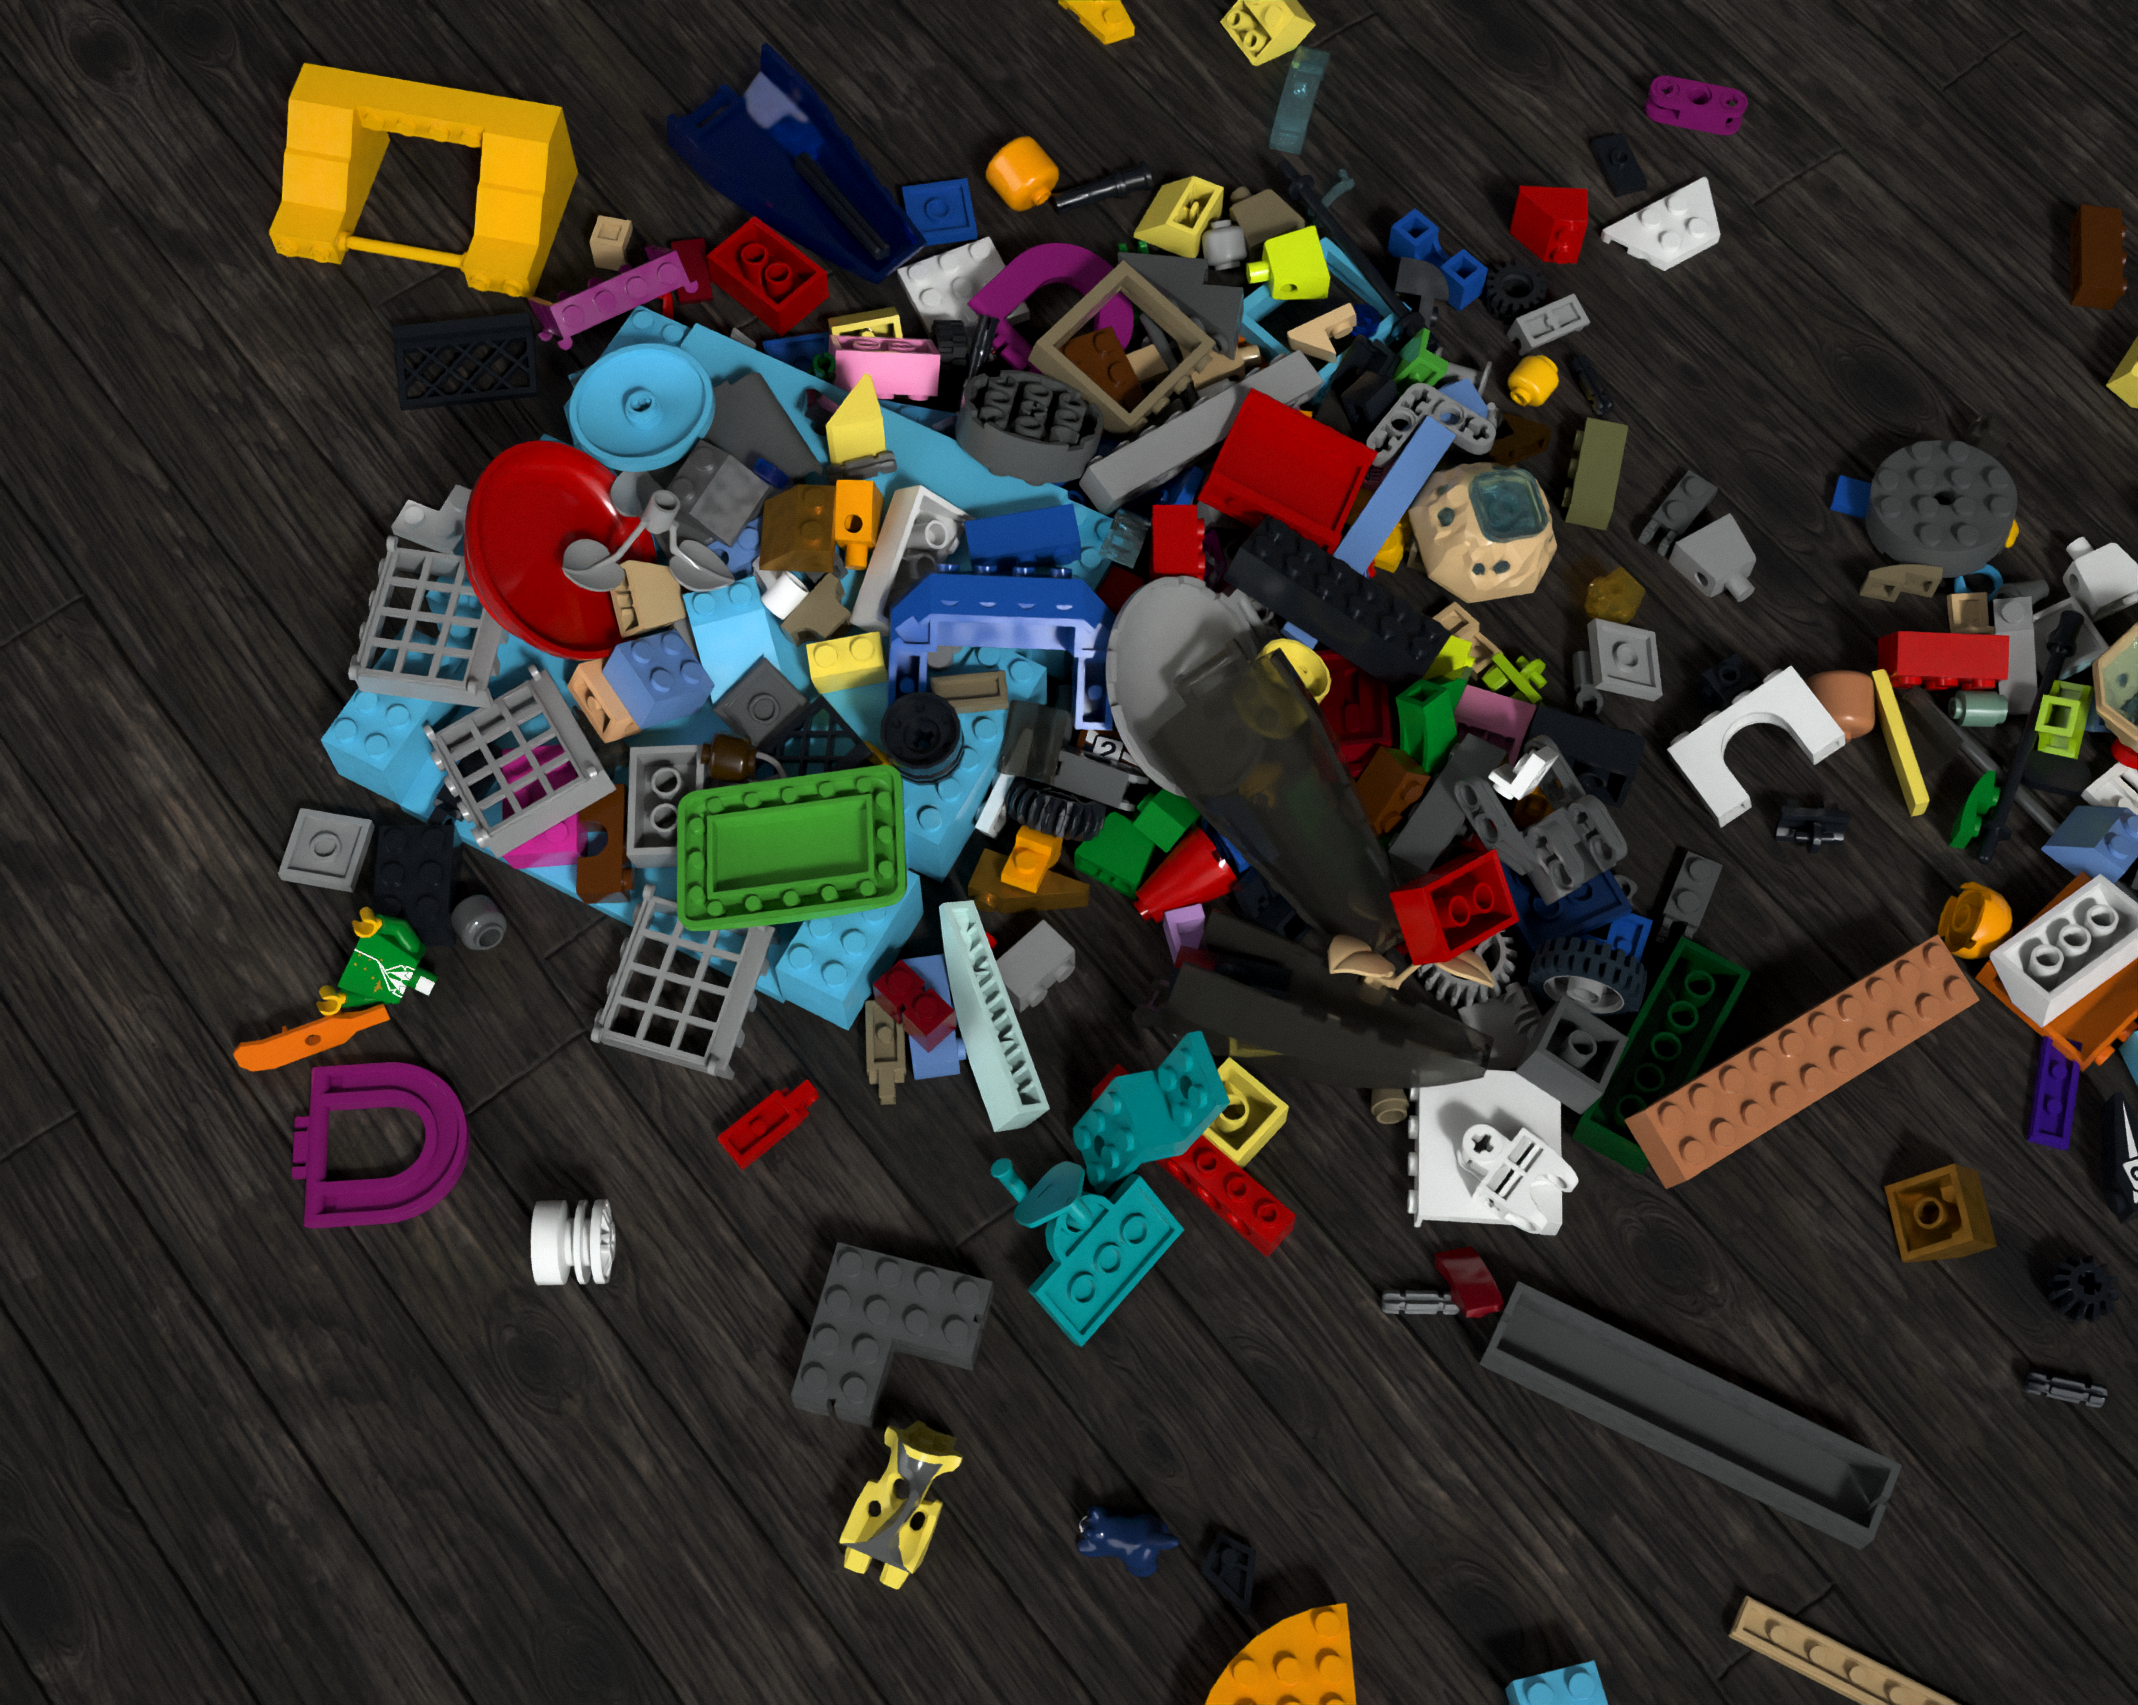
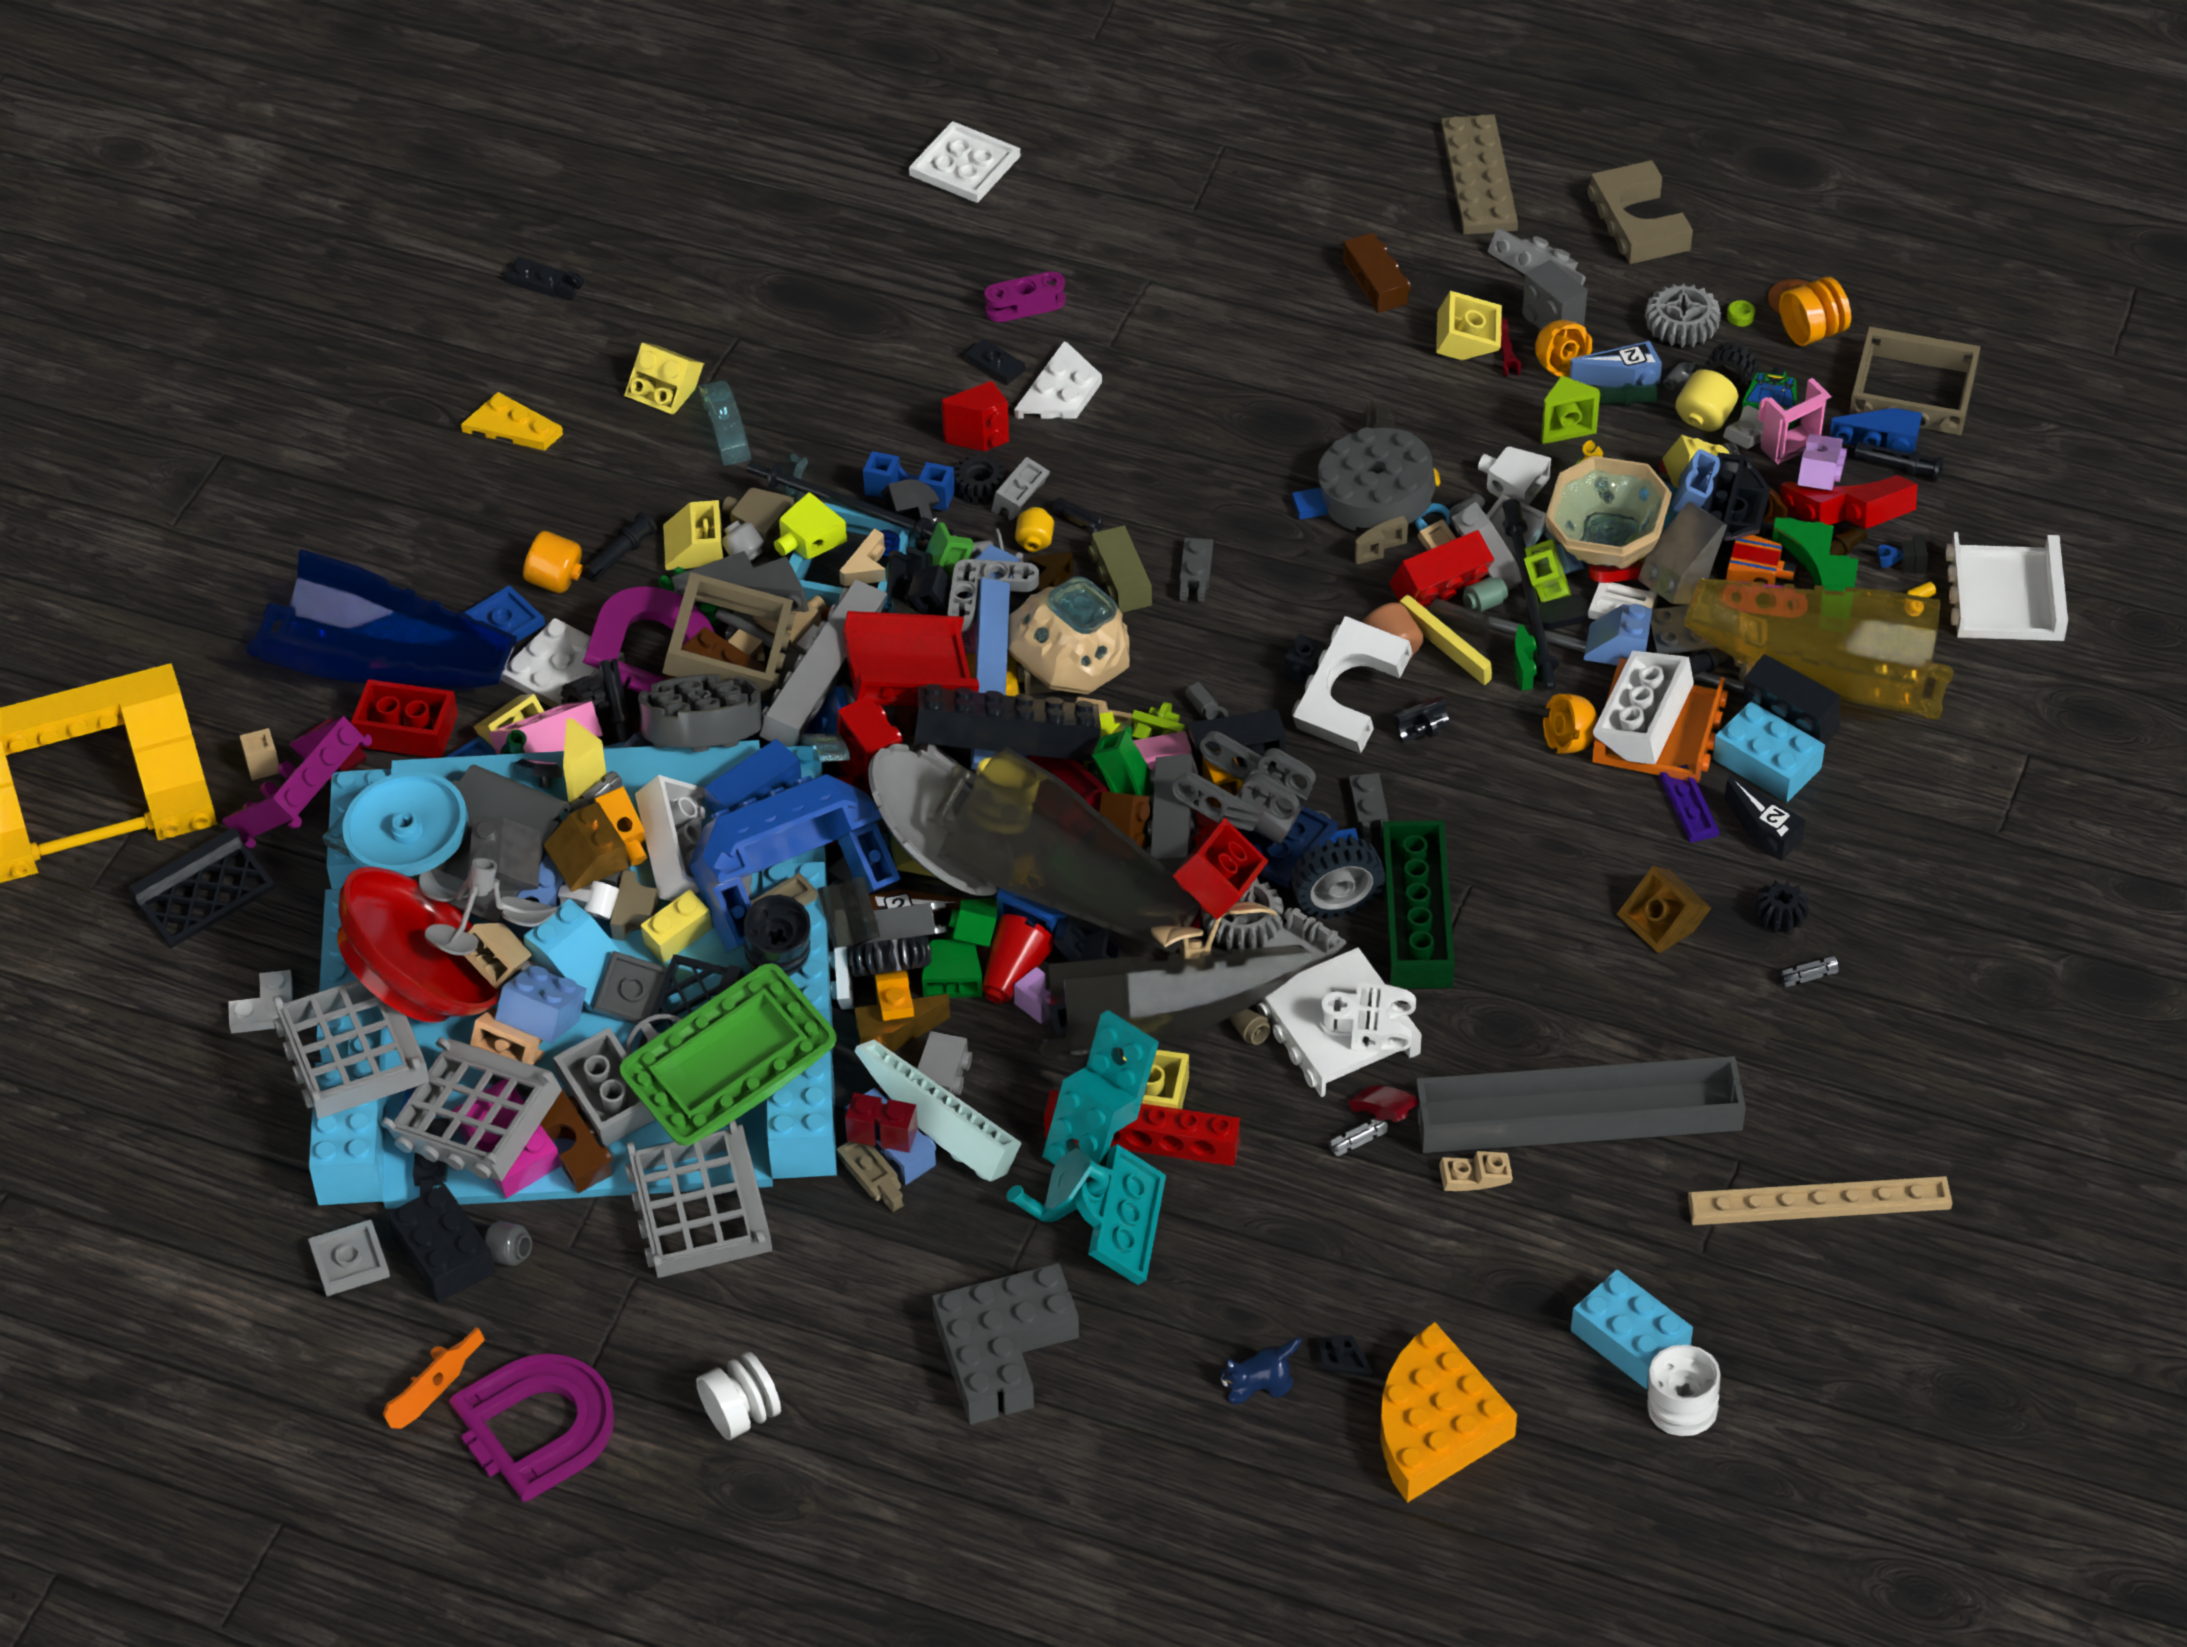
camera: 30 degrees left, 15 degrees down
(380, 966) = (458, 1299): green torso -> none
(729, 756) = (636, 1024): dark brown head -> none
(767, 1123) = (820, 1261): red hinge -> none
(770, 473) = (539, 820): clear blue tile -> none
(842, 206) = (429, 644): black axle -> none
(917, 1458) = (1096, 1450): light yellow hips -> none
(1521, 1424) = (1481, 1172): none -> tan slope
(1526, 774) = (1218, 751): white bracket -> none
(1572, 1055) = (1360, 925): dark grey brick -> none
(1614, 597) = (1188, 647): clear yellow brick -> none
(1624, 659) = (1224, 676): light grey plate -> none
(1716, 559) = (1244, 584): light grey torso -> none
(1800, 1061) = (1512, 857): nougat brick -> none

